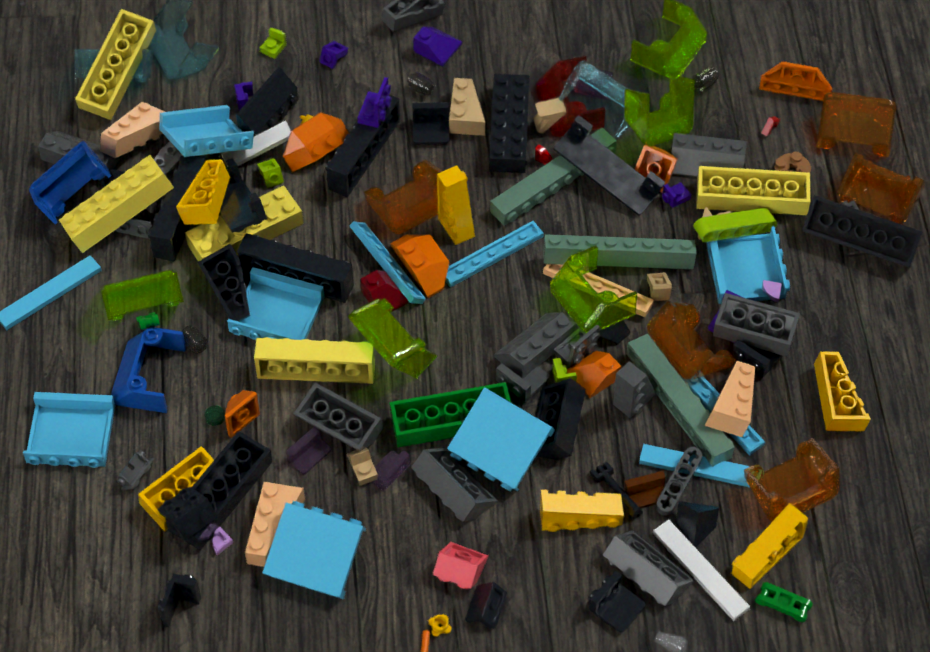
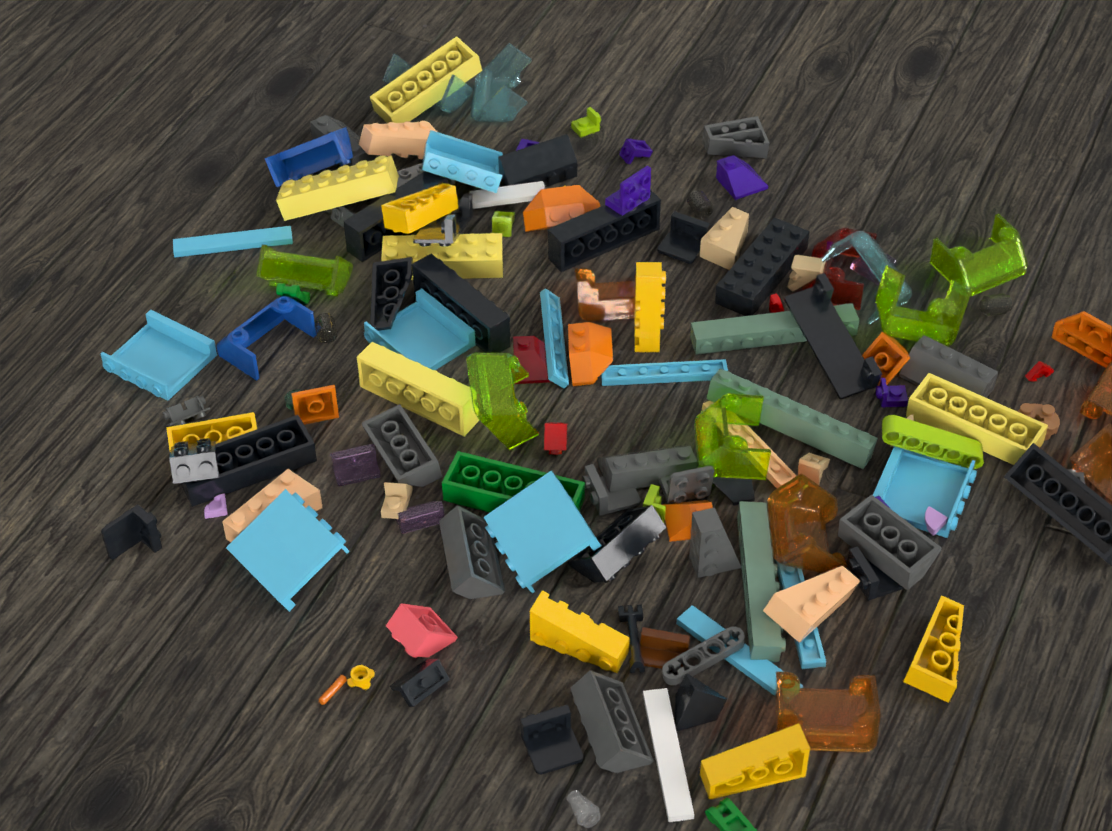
camera: 30 degrees right, 10 degrees down
(449, 350) = (555, 437): none -> red slope

